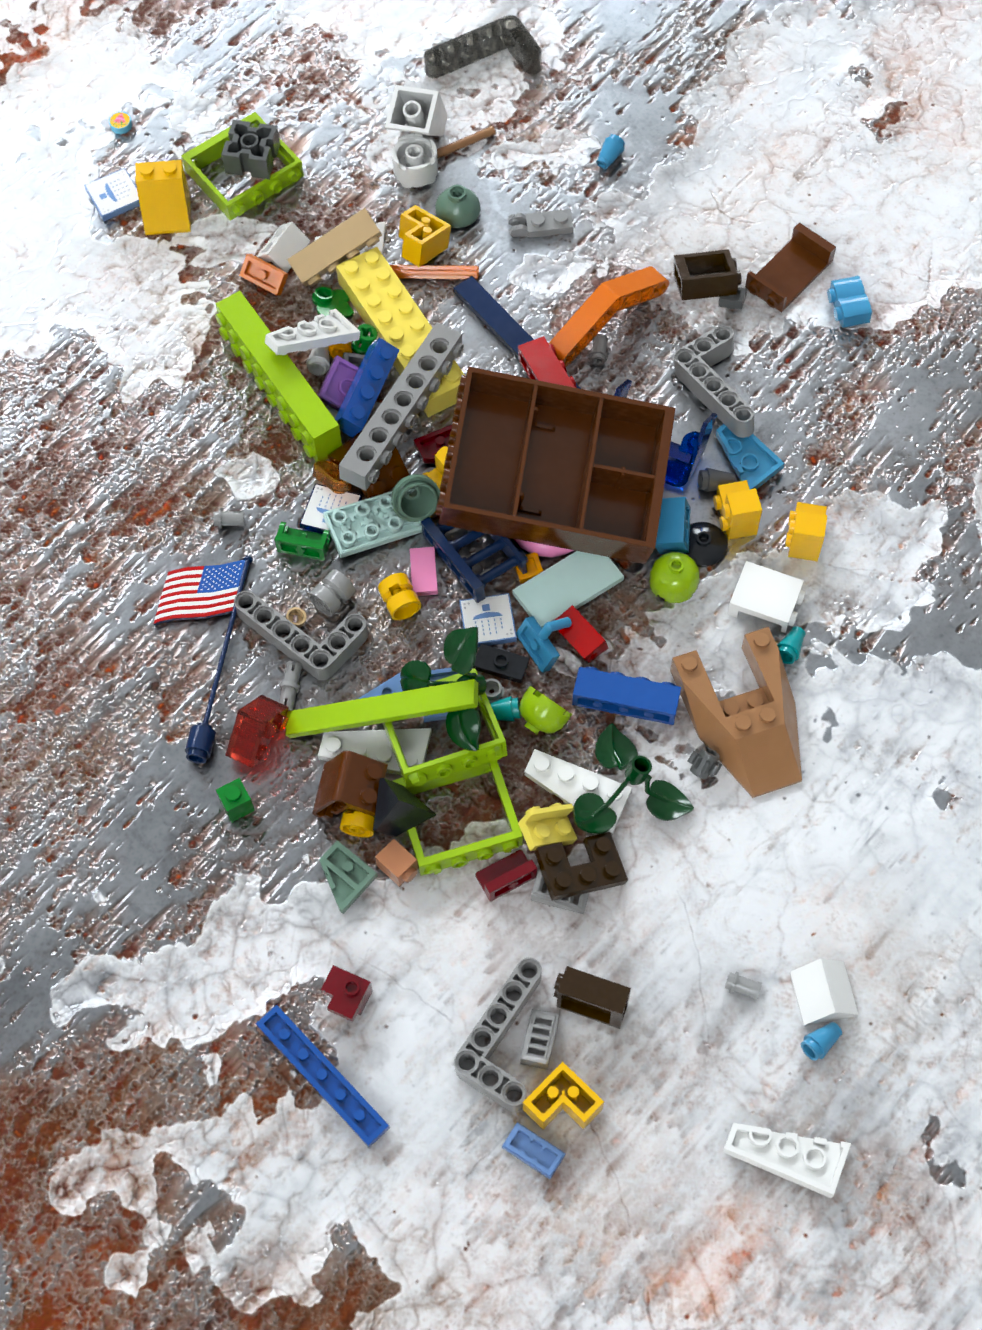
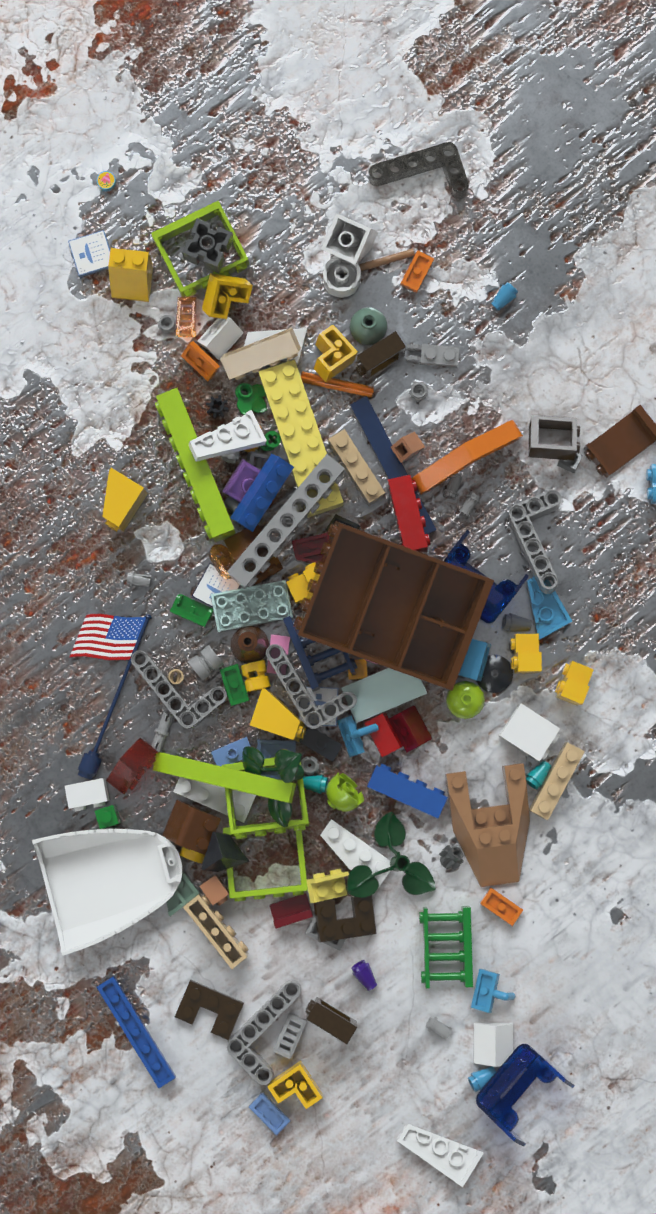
camera: 10 degrees right, 20 degrees up
(193, 428) = (121, 500): none -> yellow slope
(201, 775) = (87, 793): none -> white brick
(214, 242) = (167, 319): none -> light grey plate
(238, 238) = (186, 329): none -> clear orange slope
(242, 876) = (105, 881): none -> white windscreen
(275, 197) = (222, 291): none -> yellow brick
(292, 314) = (219, 402): none -> black gear
(347, 992) = (162, 979): dark red brick -> none
(374, 611) = (234, 685): none -> green plate
(382, 558) = (249, 653): none -> reddish brown cone
(403, 1010) = (215, 1001): none -> dark brown plate
(408, 913) = (216, 931): none -> tan brick
(417, 504) = (281, 601): sand green piece -> none
(428, 628) = (276, 717): none -> yellow slope
(465, 601) = (304, 693): none -> light grey beam
(478, 348) = (356, 467): none -> tan brick
(479, 227) = (380, 355): none -> dark brown window
(502, 145) = (417, 271): none -> orange plate
(533, 256) = (423, 391): none -> light grey plate
(533, 315) = (407, 447): none -> nougat brick
(612, 623) = (410, 728): none -> dark red panel
(624, 935) = (364, 974): none -> dark purple cone
(626, 359) = (469, 504): none -> light grey pin
(747, 858) = (464, 955): none -> green fence
(787, 812) = (501, 906): none -> orange plate
(795, 922) = (487, 991): none -> dark azure plate
(816, 646) = (556, 780): none -> tan brick
(865, 1031) = (511, 1082): none -> clear blue windscreen

